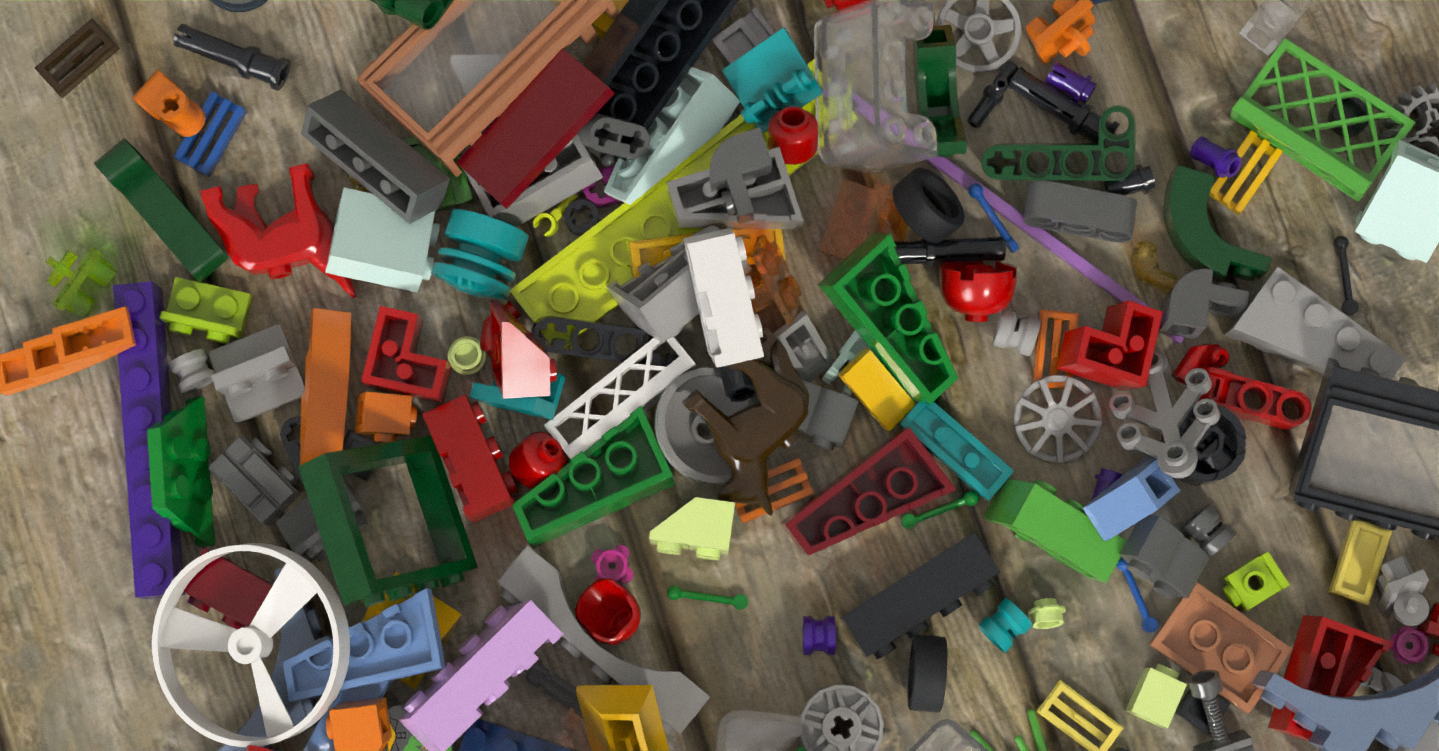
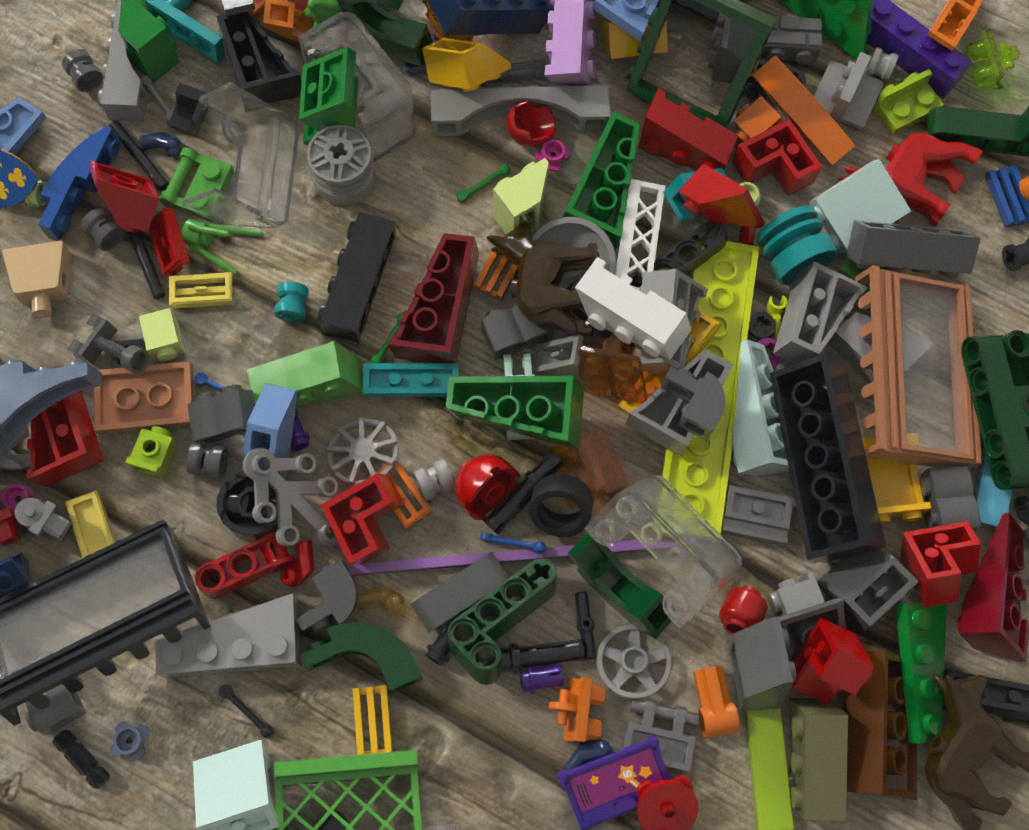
camera: 135 degrees right, 10 degrees down
(535, 128) = (842, 328): dark red tile -> none
(536, 459) = (650, 157): red head -> none
(612, 143) = (792, 370): dark grey beam -> none
(771, 79) = (731, 495): teal hinge -> none
(795, 134) = (686, 469): red head -> none
(819, 635) = (399, 208): dark purple wheel -> none
(877, 389) = (492, 364): yellow tile -> none
(927, 673) = (315, 232): black tyre -> none
(1046, 613) = (271, 330): yellowish green plate -> none
(1221, 160) = (400, 710): dark purple pin -> none

